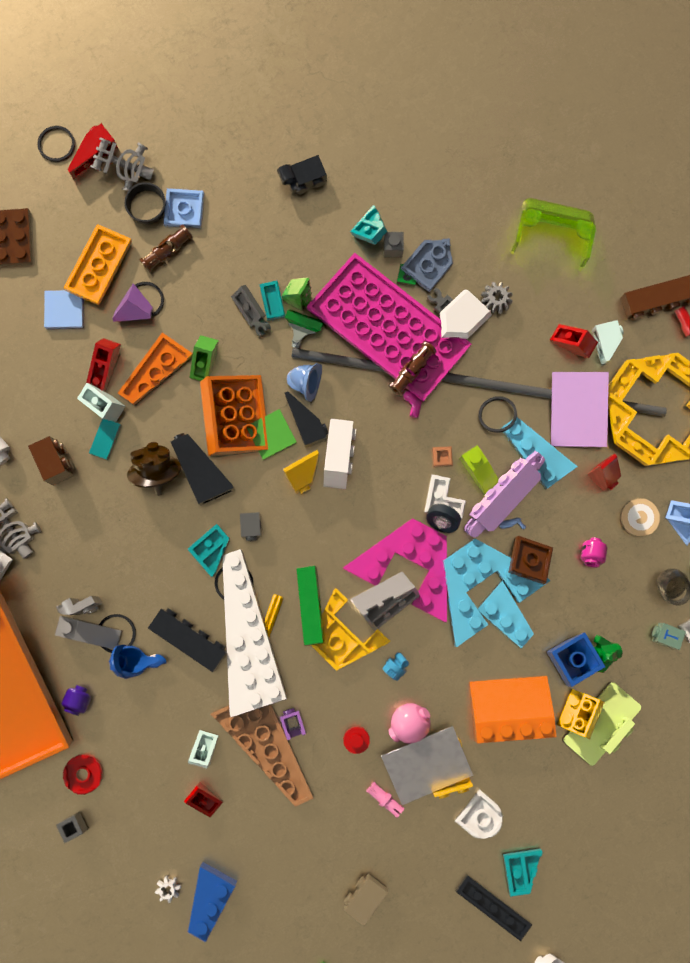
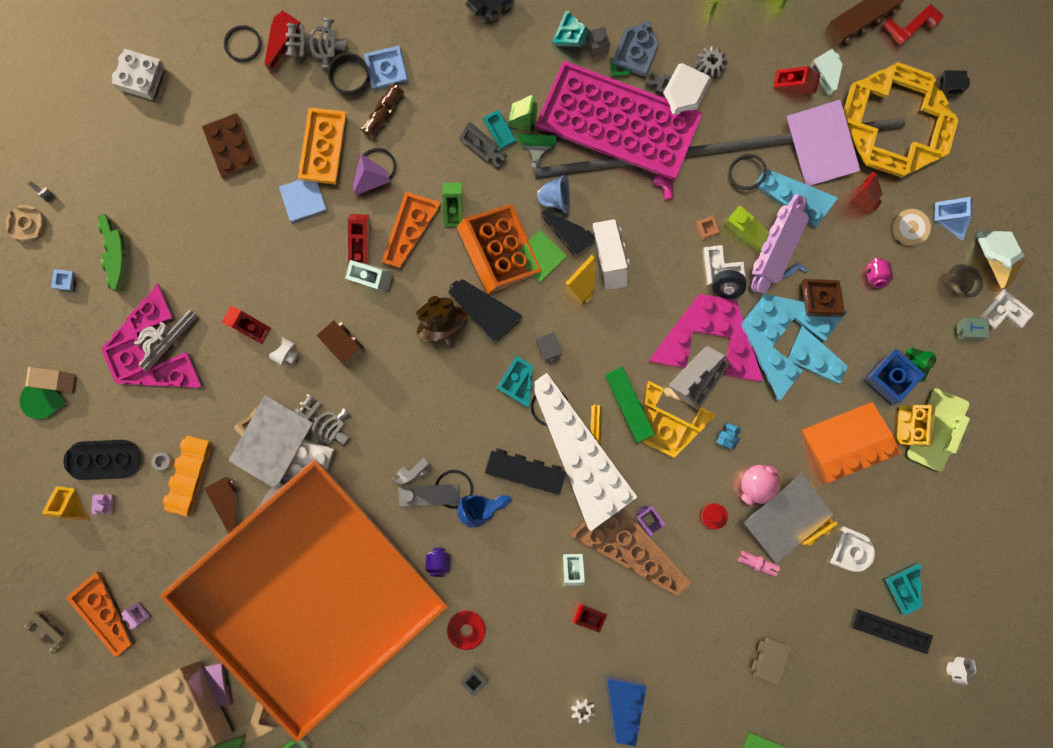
camera: 15 degrees left, 0 degrees up
(105, 439) = (383, 309): teal tile -> none
(412, 368) = (656, 151): reddish brown piece -> none

